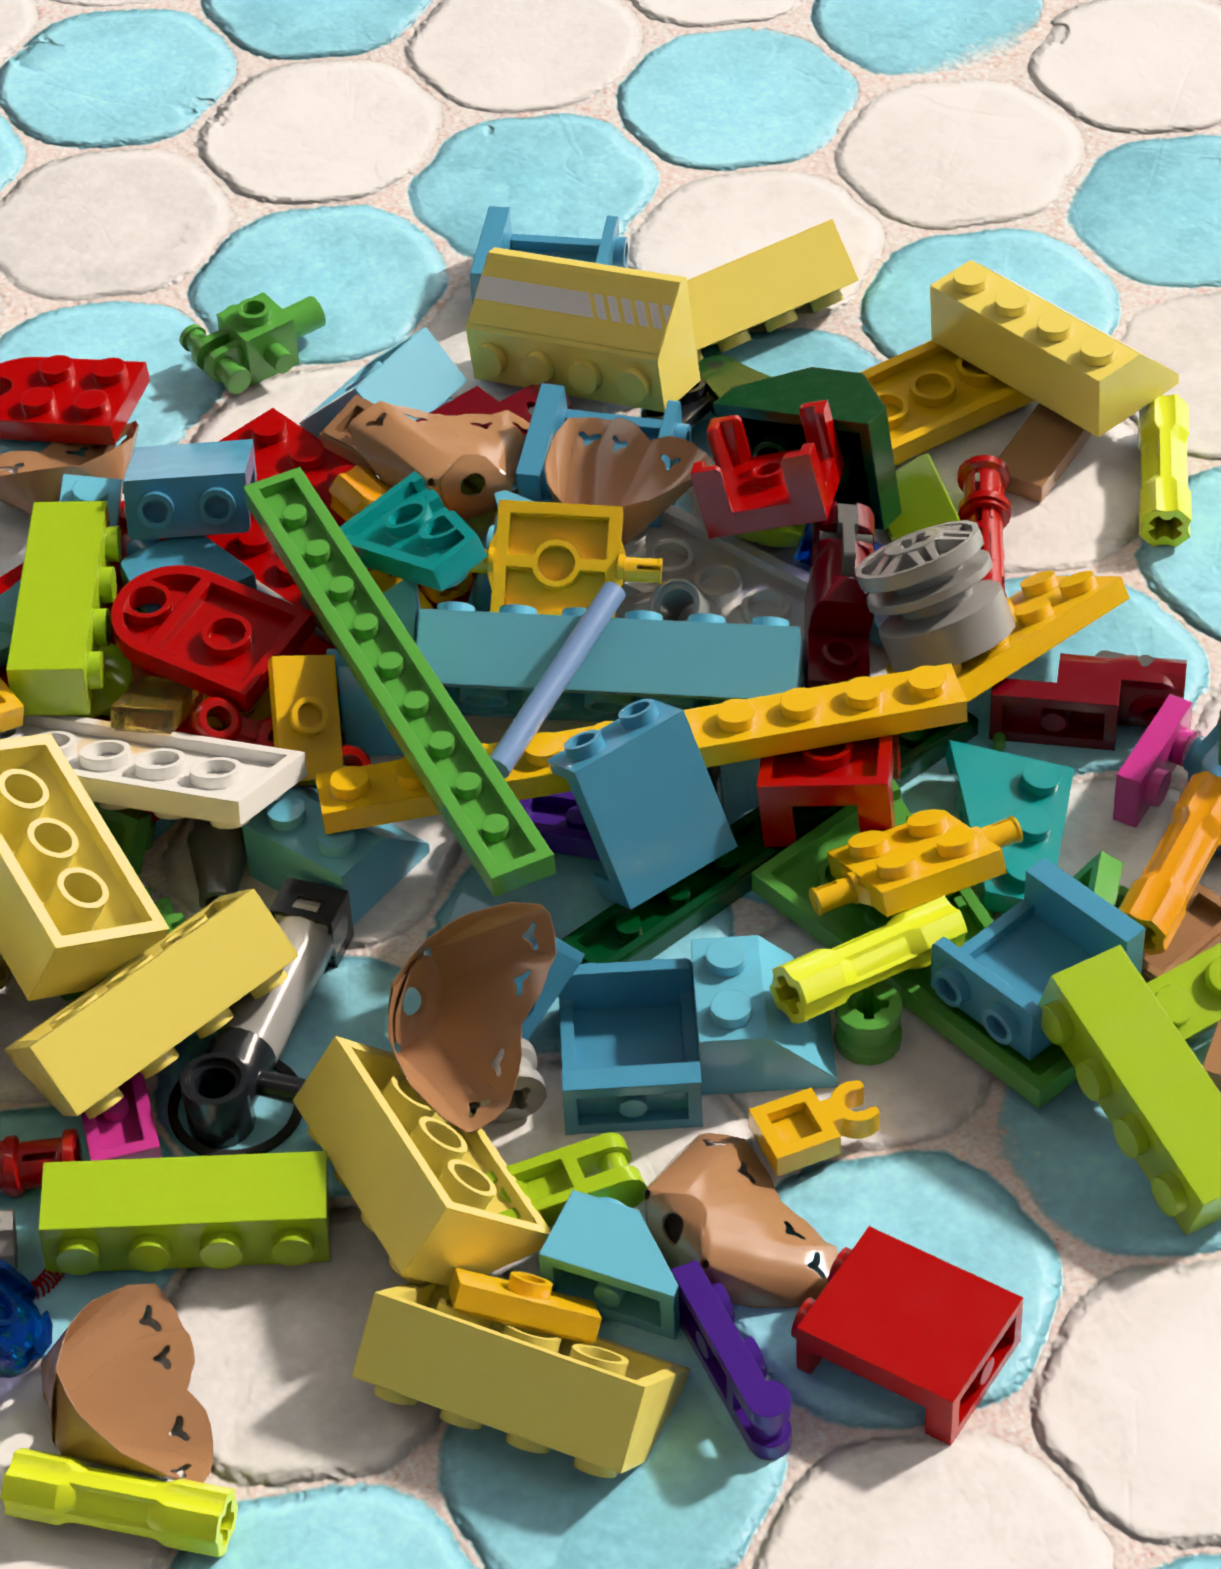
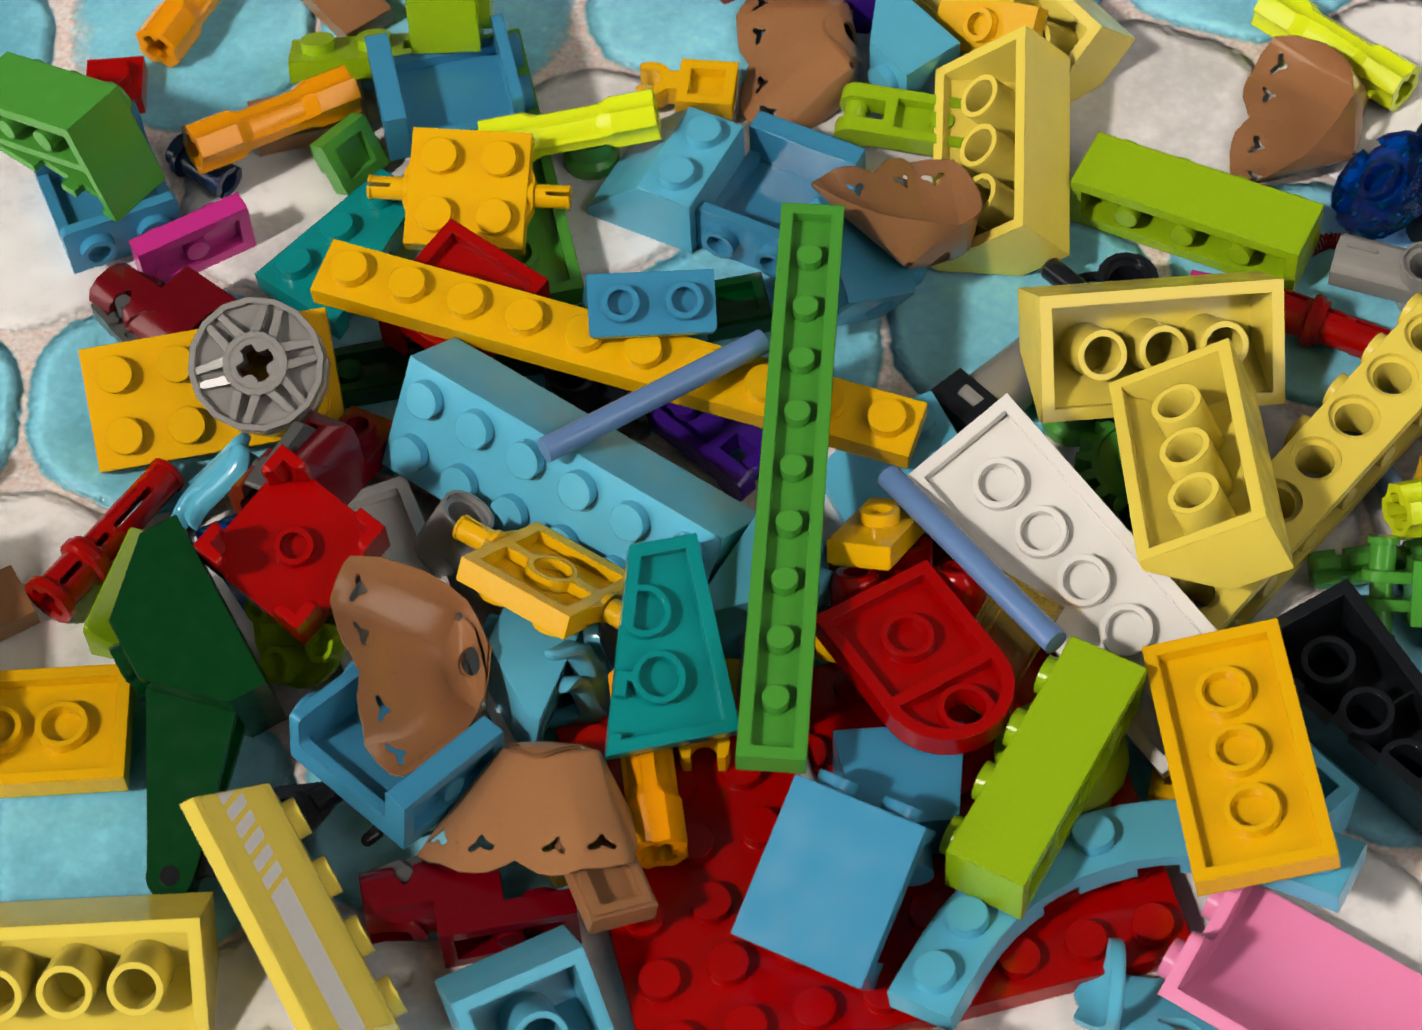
camera: 150 degrees left, 10 degrees up
(208, 706) = (972, 559): none -> medium blue bar

